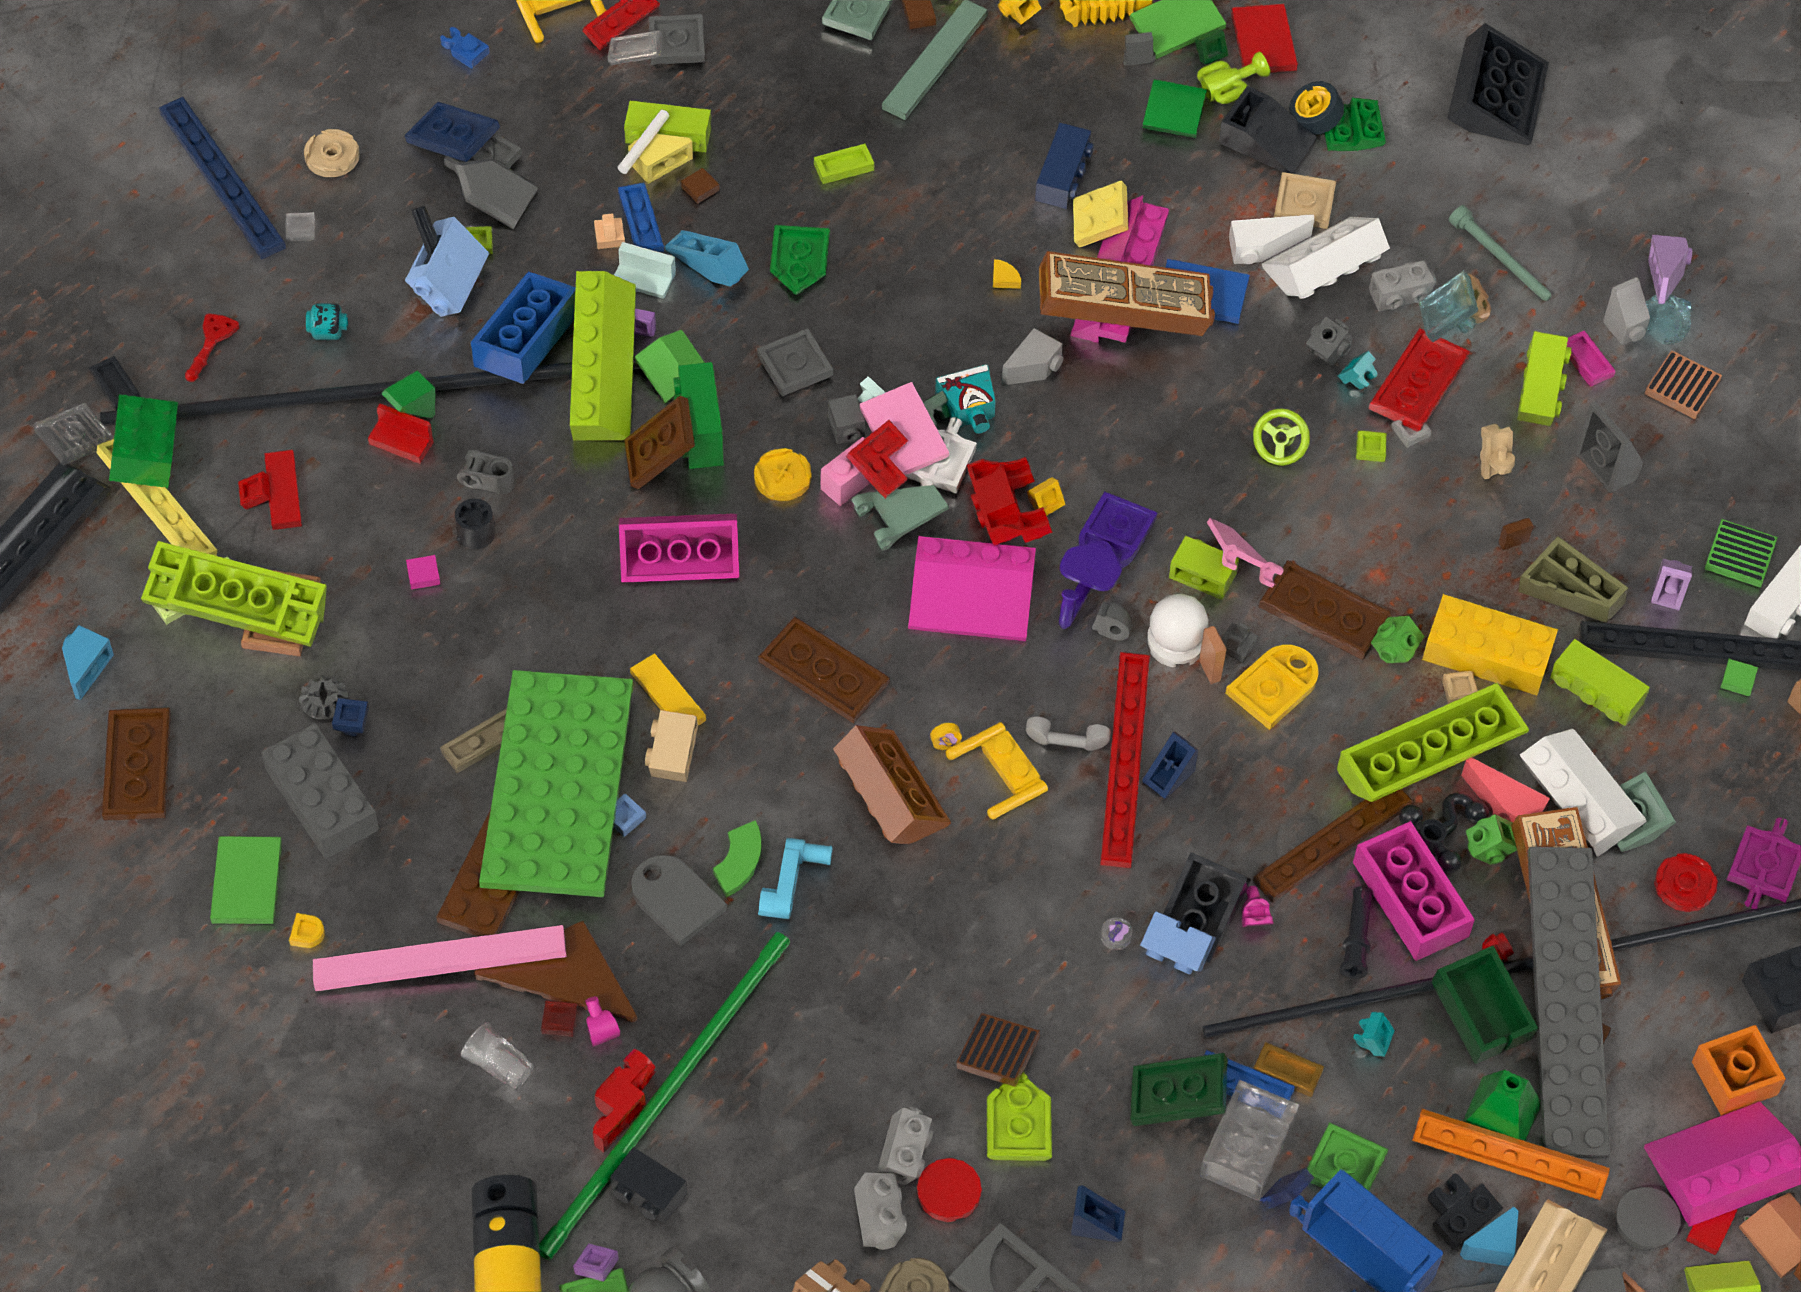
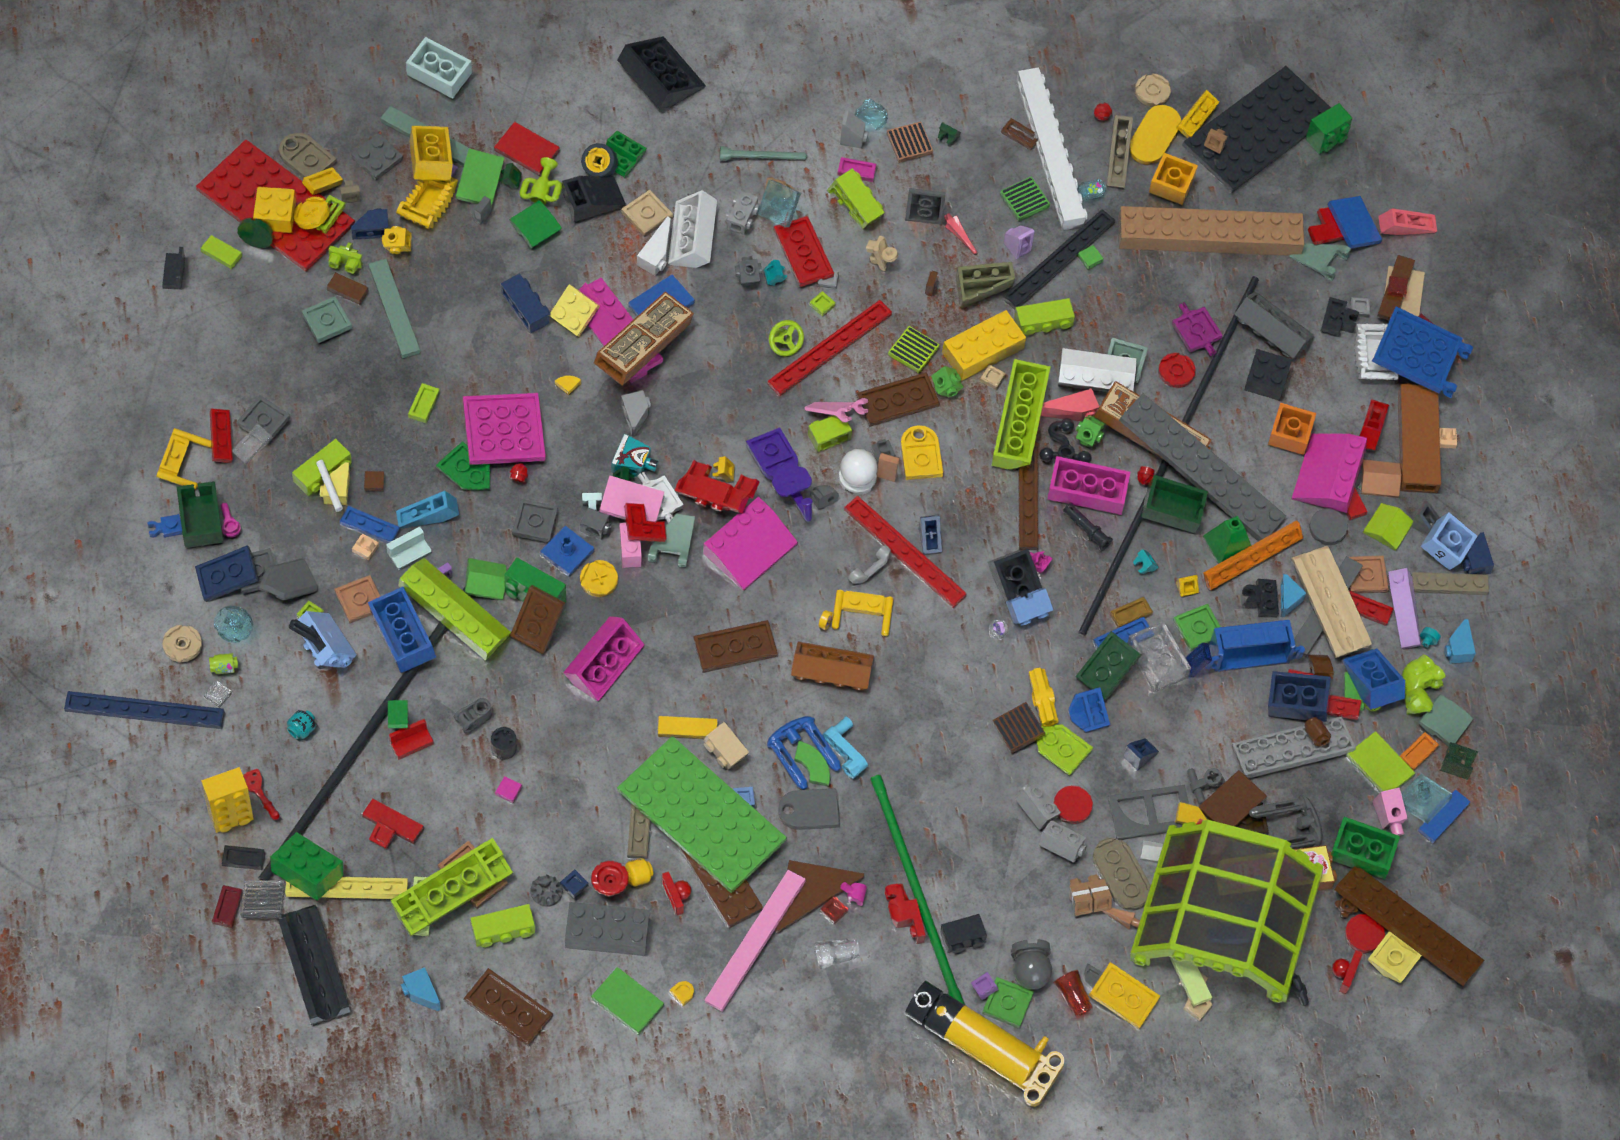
camera: 55 degrees left, 5 degrees up
(39, 408) = (227, 906): none -> dark red tile
(151, 305) = (227, 800): none -> yellow brick
(235, 683) = (502, 925): none -> lime brick
(338, 203) = (223, 663): none -> lime brick
(383, 743) = (609, 878): none -> red hair
(393, 176) = (233, 623): none -> clear light blue tile
(424, 771) = (639, 871): none -> yellow head
(431, 829) = (676, 892): none -> red tile
(500, 59) = (199, 514): none -> dark green piece
(517, 98) = (230, 526): none -> dark pink plate
(541, 261) = (355, 598): none -> nougat tile
(758, 802) = (790, 731): none -> blue piece
(787, 420) = (567, 551): none -> blue tile
(840, 305) = (518, 473): none -> red plate
(881, 252) = (503, 428): none -> dark pink plate
(1067, 1048) = (1043, 697): none -> yellow piece
(1099, 1114) = (1089, 710): none -> blue slope
(1321, 493) = (829, 348): none -> red tile
(1391, 1108) = (1188, 585): none -> yellow slope
(1408, 579) = (913, 349): none -> tile
(1620, 507) = (954, 225): none -> coral piece
(1667, 263) = (839, 88): lavender slope -> none
(1741, 412) = (952, 133): none -> dark green tile

